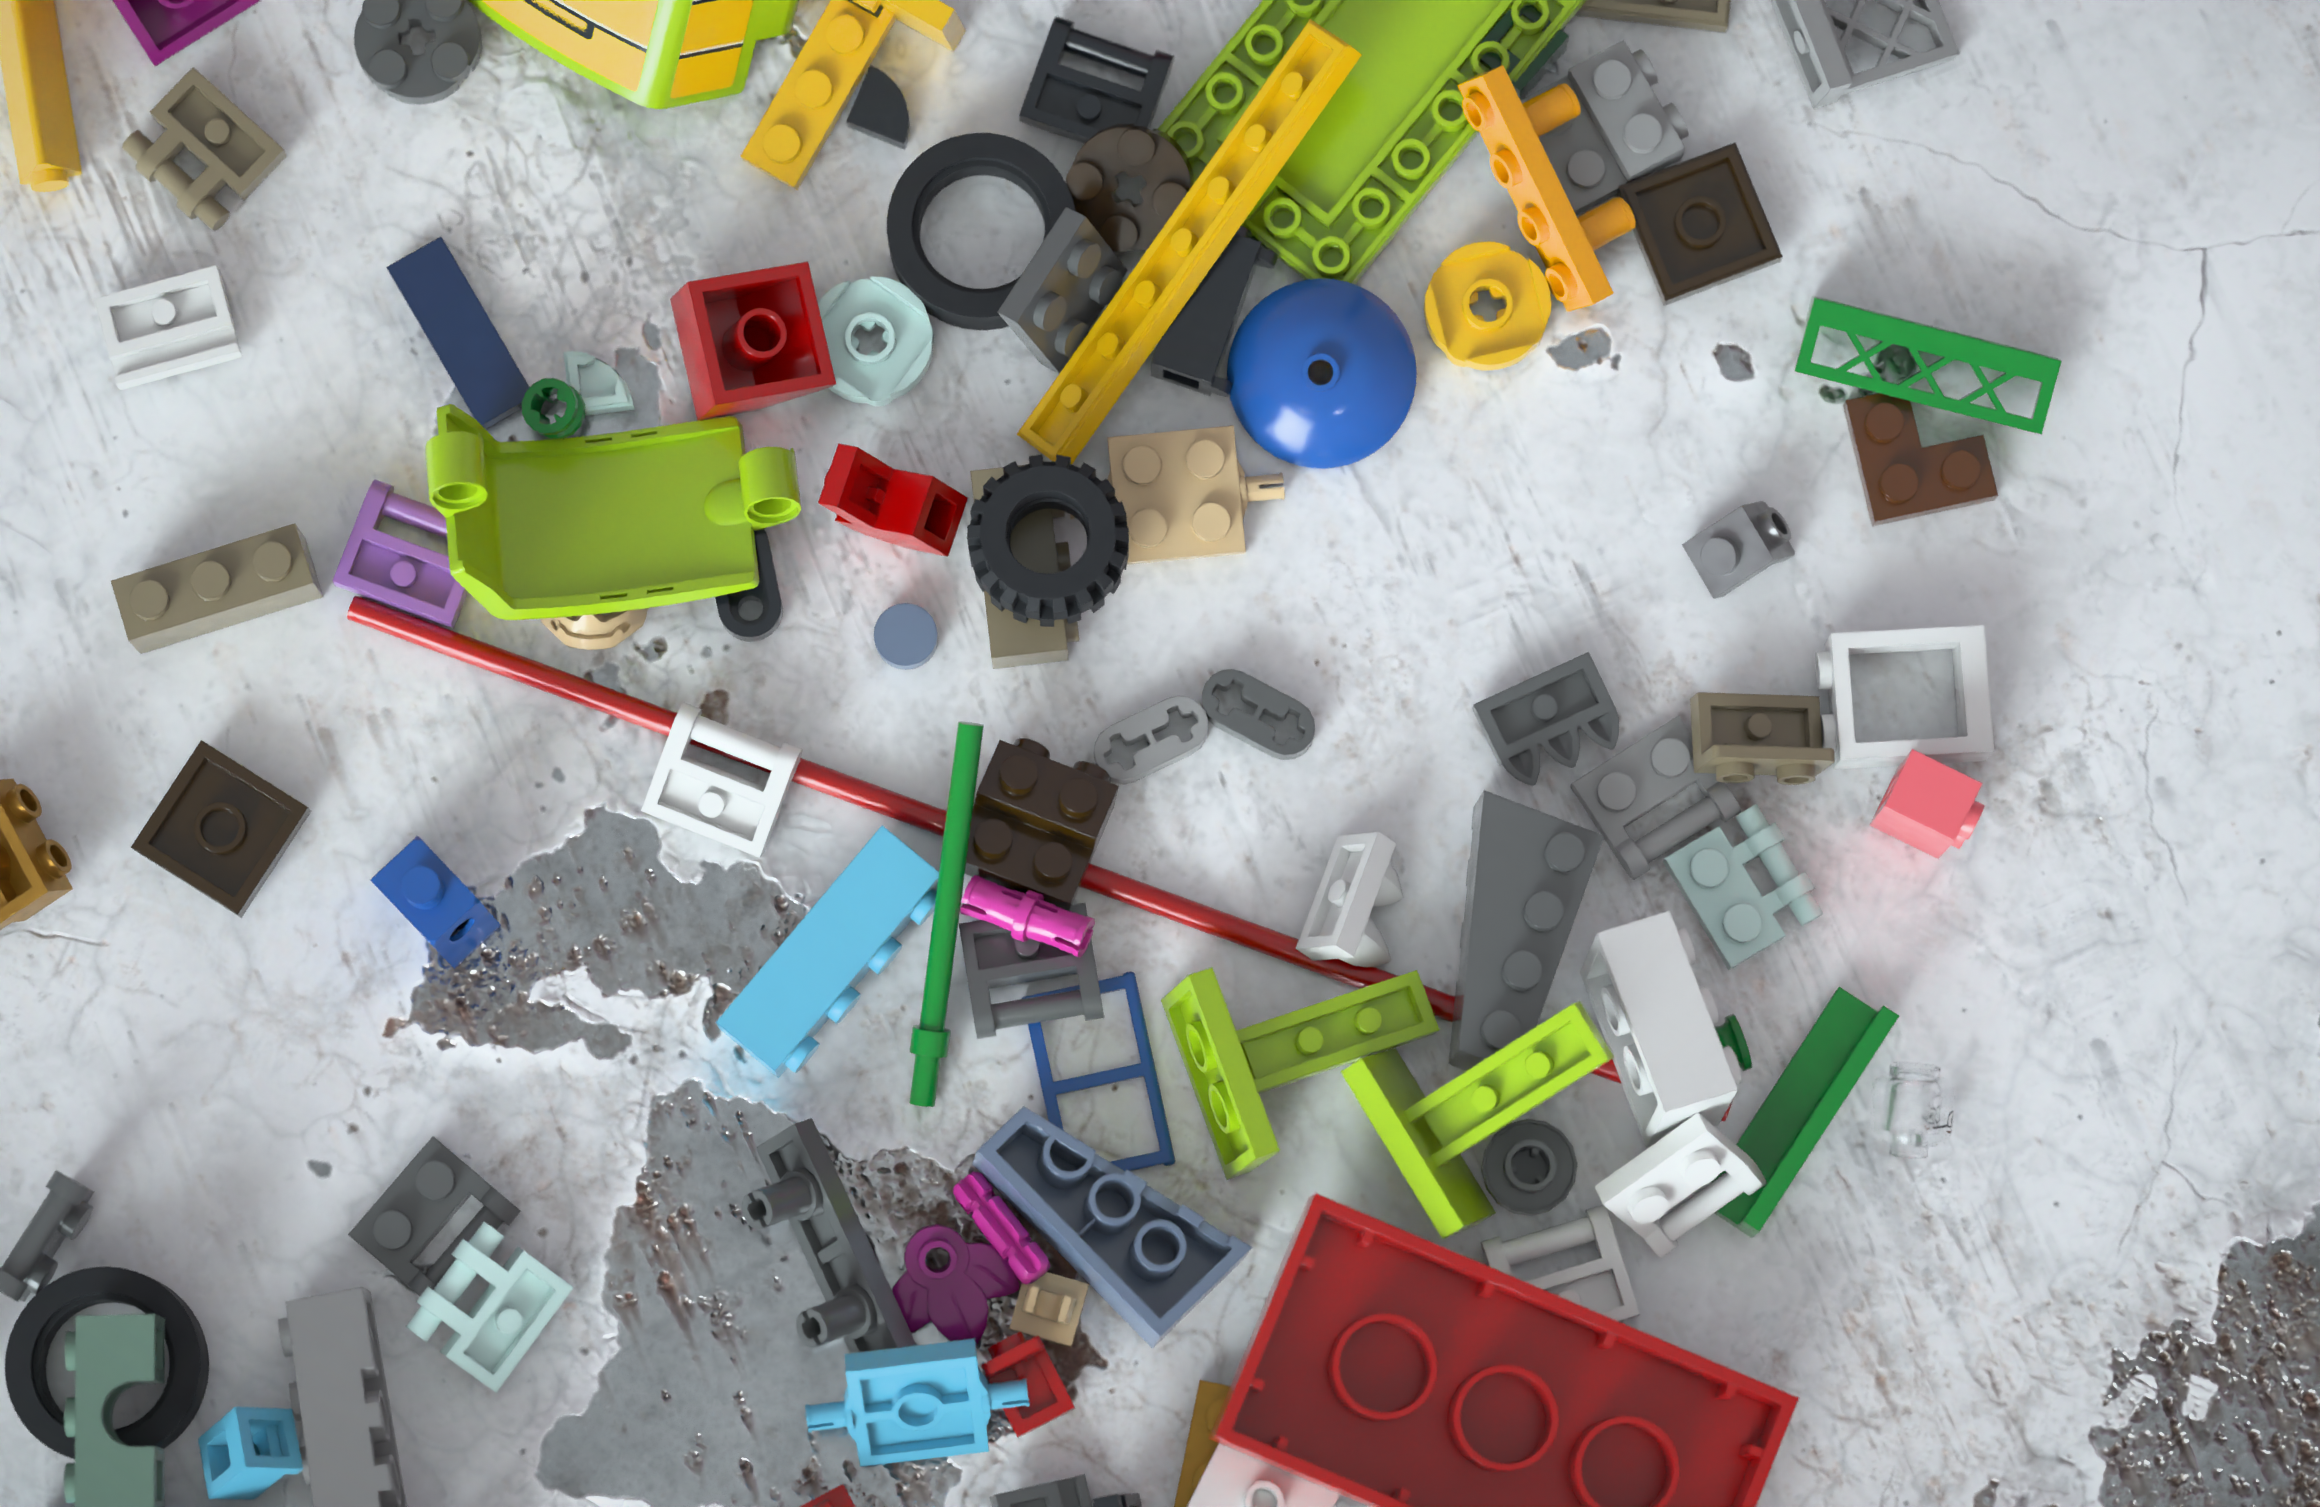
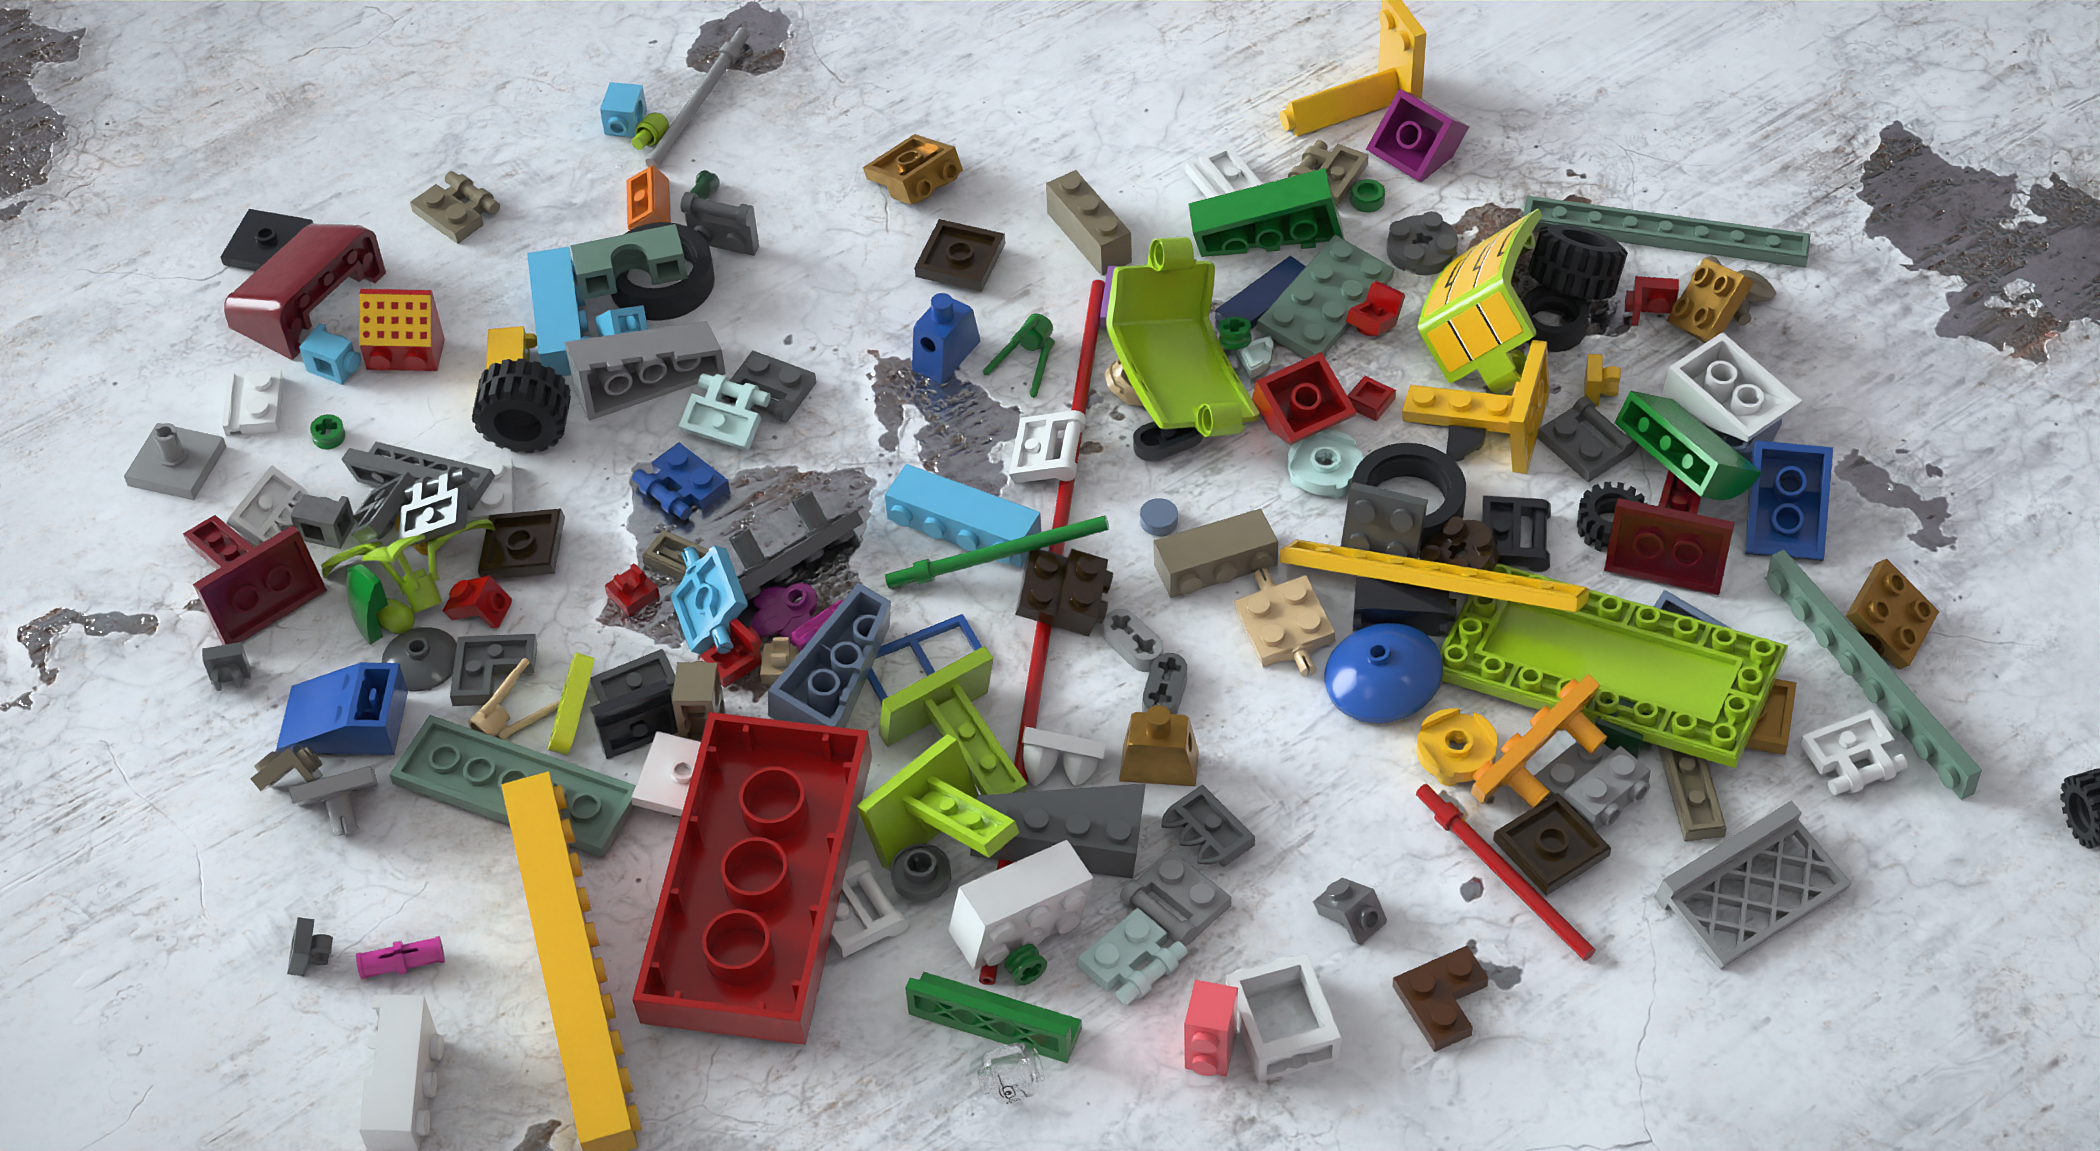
camera: 80 degrees right, 30 degrees down
(271, 96) = (1367, 195): none -> green tile
(299, 284) = (1268, 216): none -> green wedge
(452, 745) = (1032, 335): none -> green plant
(504, 236) = (1315, 305): none -> sand green plate
(567, 163) = (1379, 310): none -> red bracket
(604, 1391) = (686, 473): none -> blue plate
(741, 228) = (1371, 398): none -> red tile
(747, 1471) = (666, 559): none -> dark tan tile
(891, 502) = (1231, 477): red brick -> none
(999, 960) = (988, 602): dark grey plate -> none
(1027, 916) = (1006, 588): dark pink pin -> none
(1048, 487) = (1227, 512): black tyre -> none
(1135, 1451) = (695, 695): none -> dark tan brick
(1396, 760) = (1159, 749): none -> pearl gold torso
(1613, 356) = (1452, 819): none -> red bar
(1671, 1172) = (932, 931): white plate -> none
(1758, 736) = (1227, 932): dark tan bracket -> none
(1934, 341) = (1523, 981): green fence -> none

